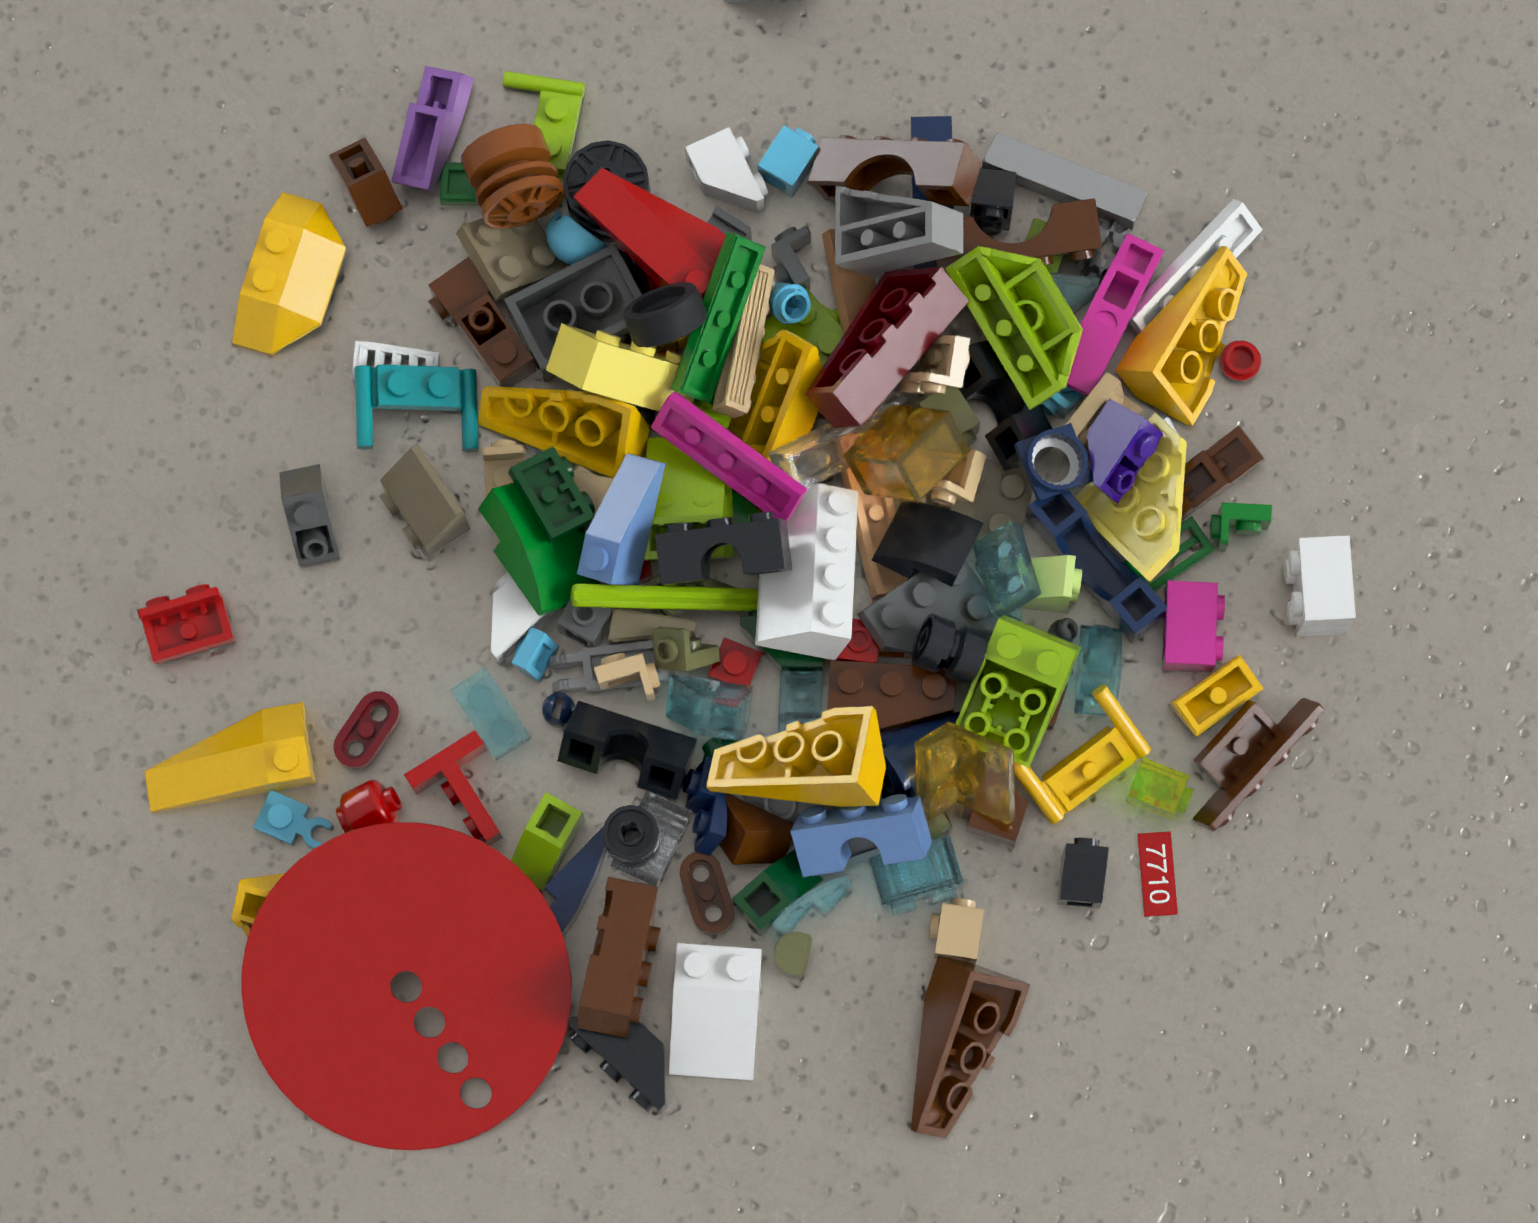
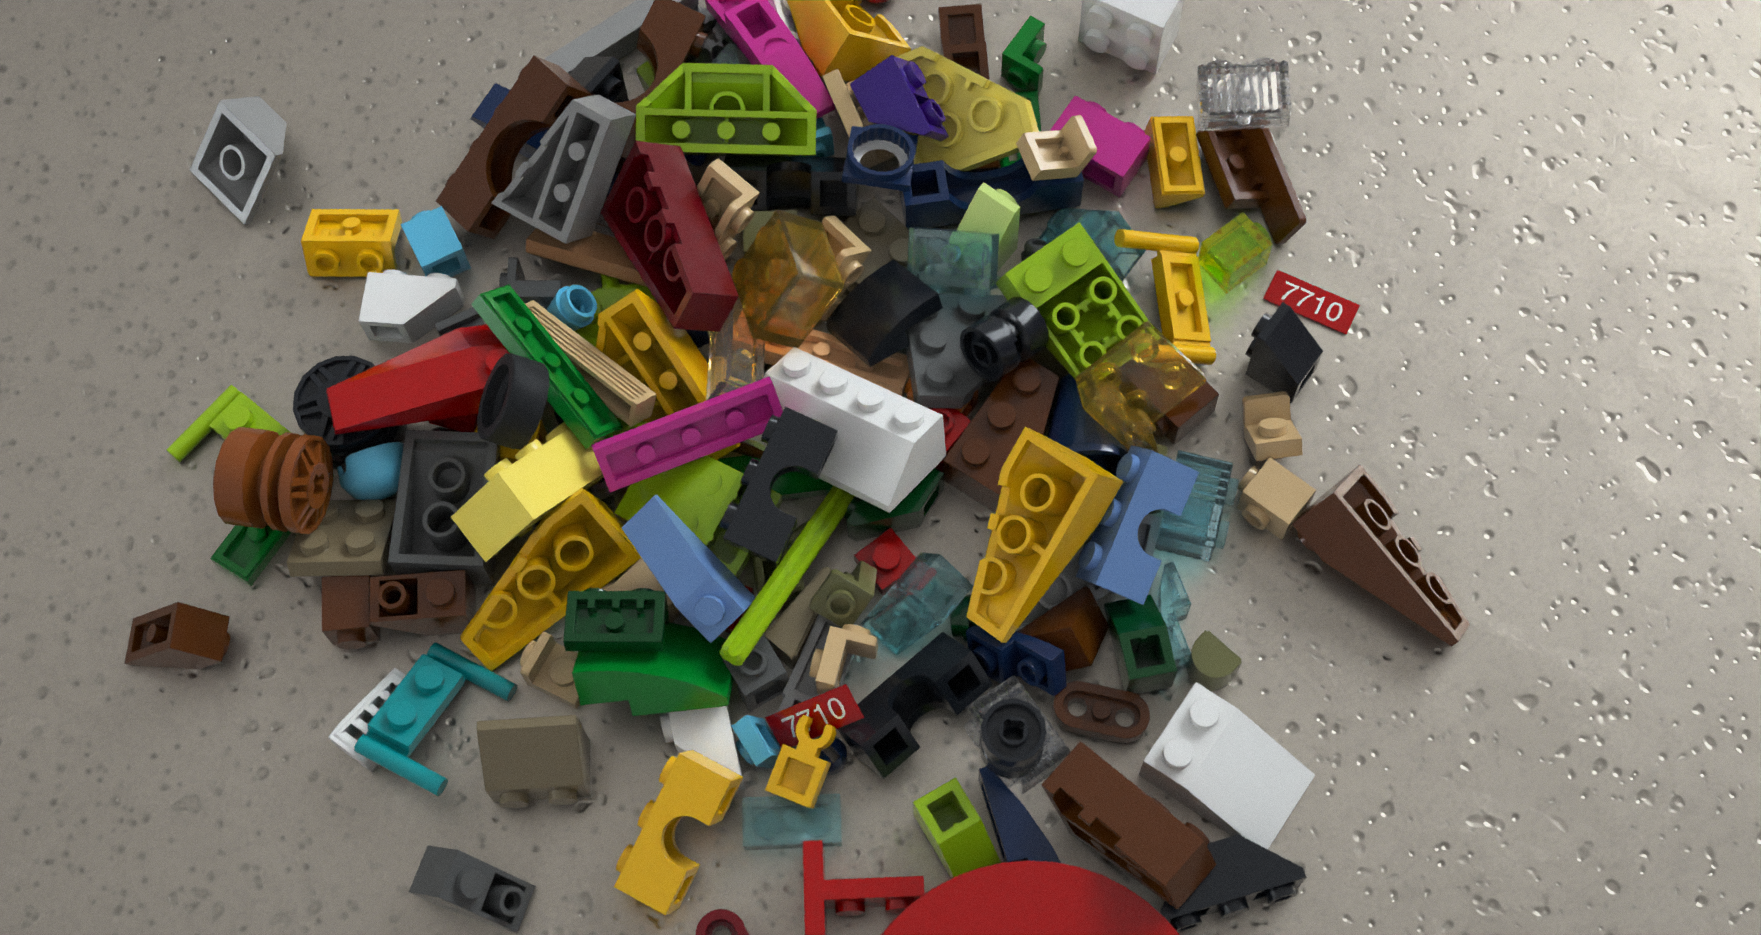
camera: 60 degrees left, 10 degrees down
(288, 276) = (218, 770): yellow wedge -> none
(397, 635) = (654, 866): none -> yellow arch
(431, 127) = (169, 544): medium lavender slope -> none
(526, 696) = (800, 771): none -> yellow plate
(573, 683) = (832, 708): none -> red sticker
(755, 93) = (350, 241): none -> yellow bracket
(799, 697) = (960, 519): clear light blue slope -> none
(1016, 898) = (1269, 426): none -> tan bracket
(1139, 597) = (1057, 152): none -> tan bracket
(1291, 718) = (1243, 95): none -> clear brick

